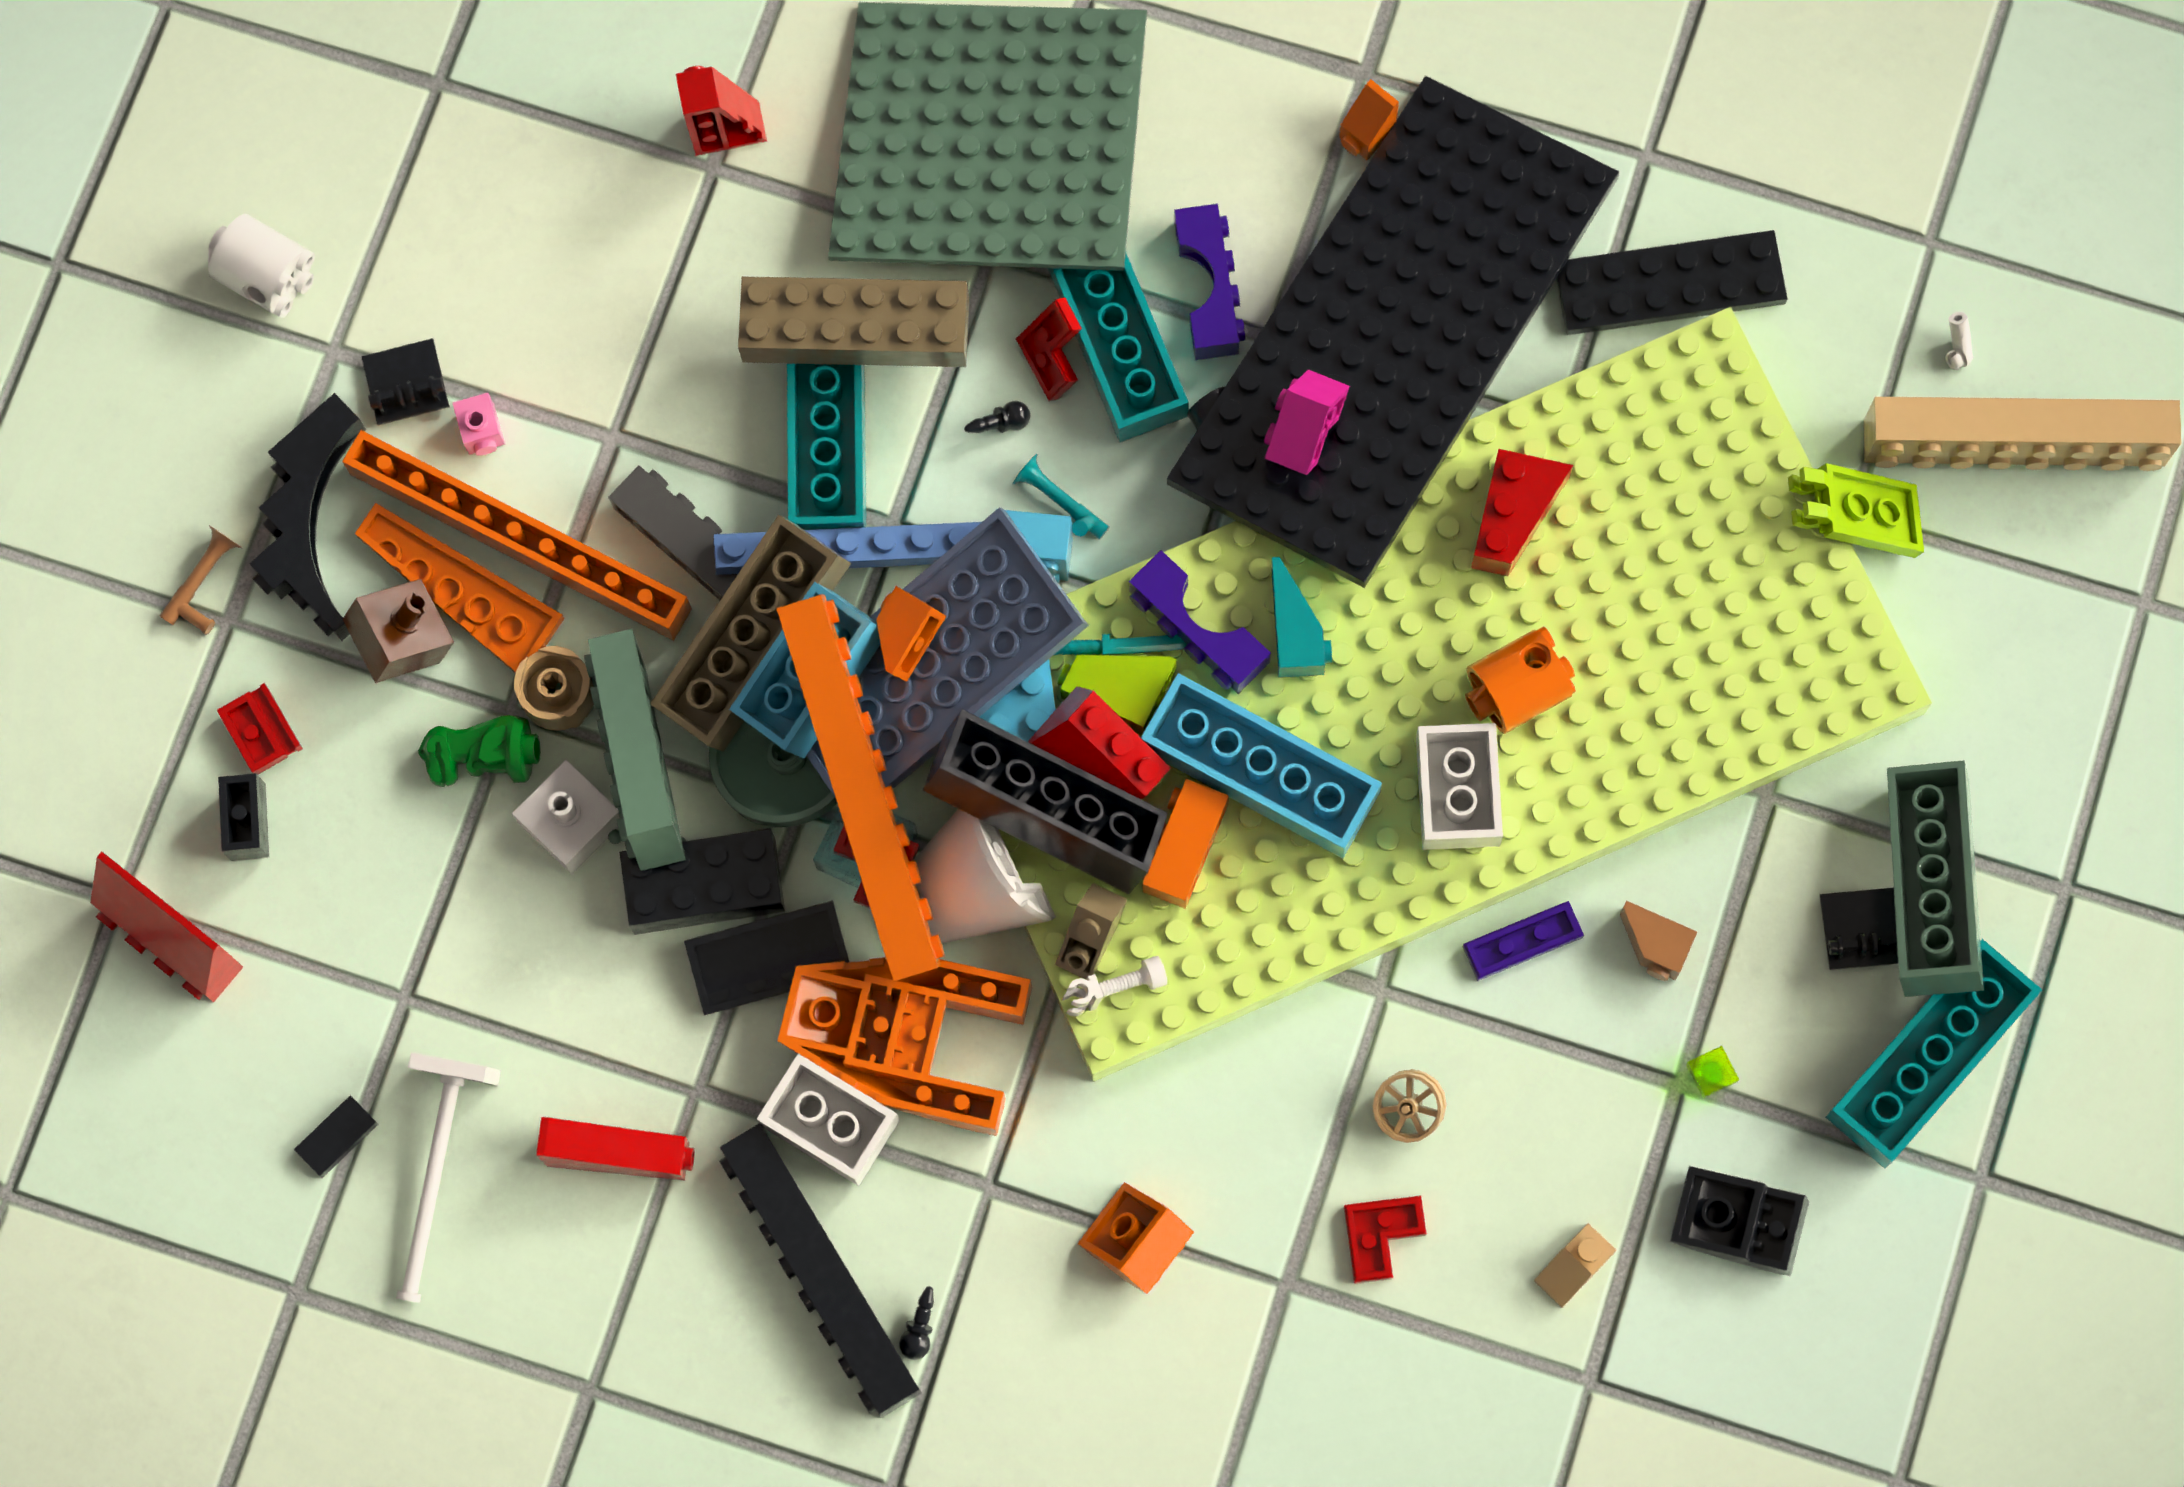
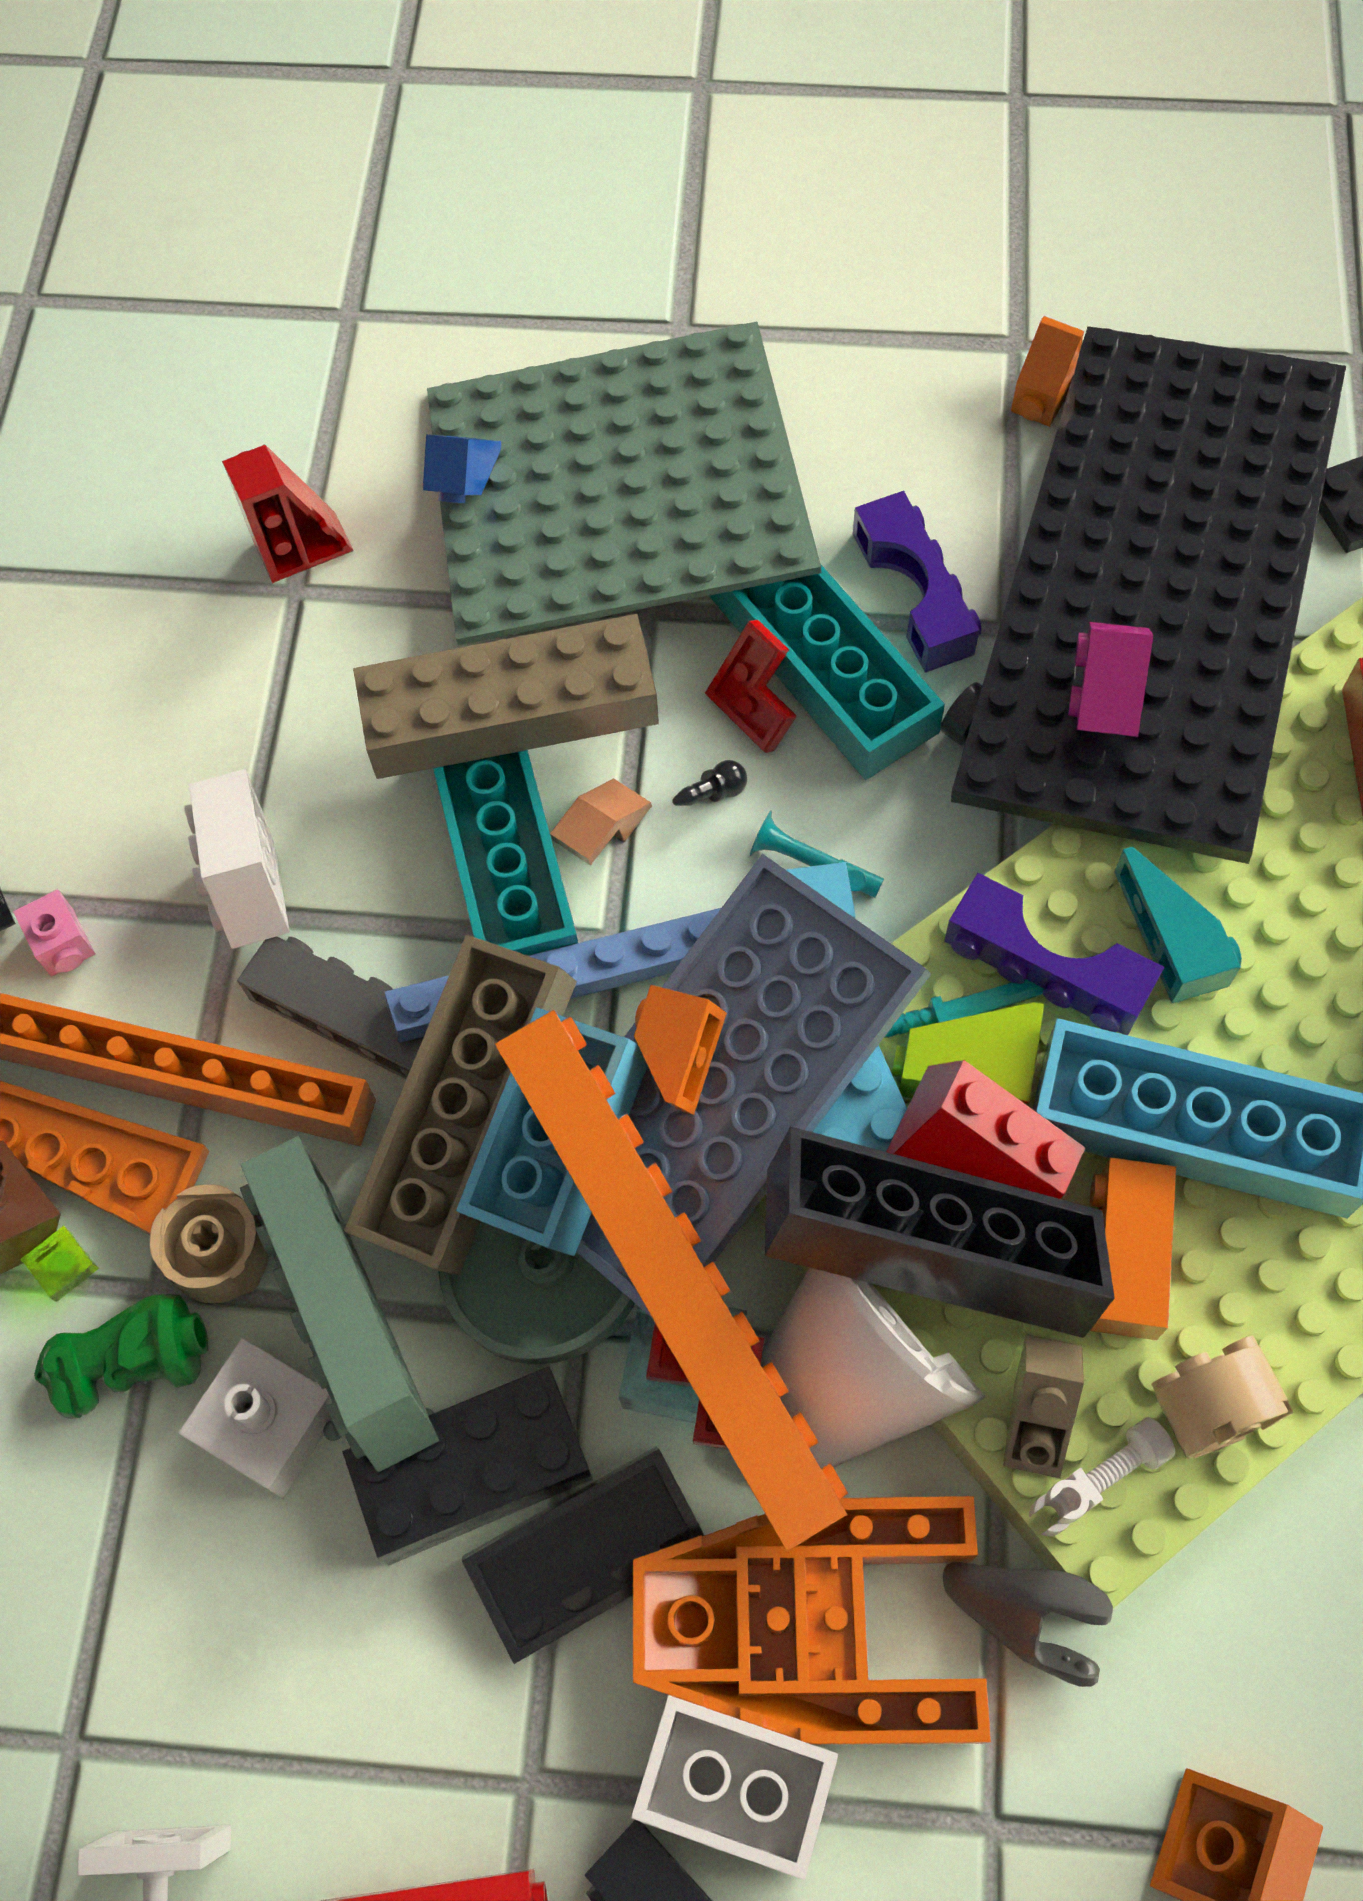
camera: 15 degrees left, 10 degrees down
(445, 676) = (59, 1263): none -> clear neon green plate
(625, 403) = (235, 859): none -> white brick
(865, 100) = (458, 466): none -> blue slope
(905, 427) = (599, 816): none -> nougat slope
(1037, 1055) = (1014, 1606): none -> dark grey animal
(1205, 954) = (1221, 1398): none -> tan brick

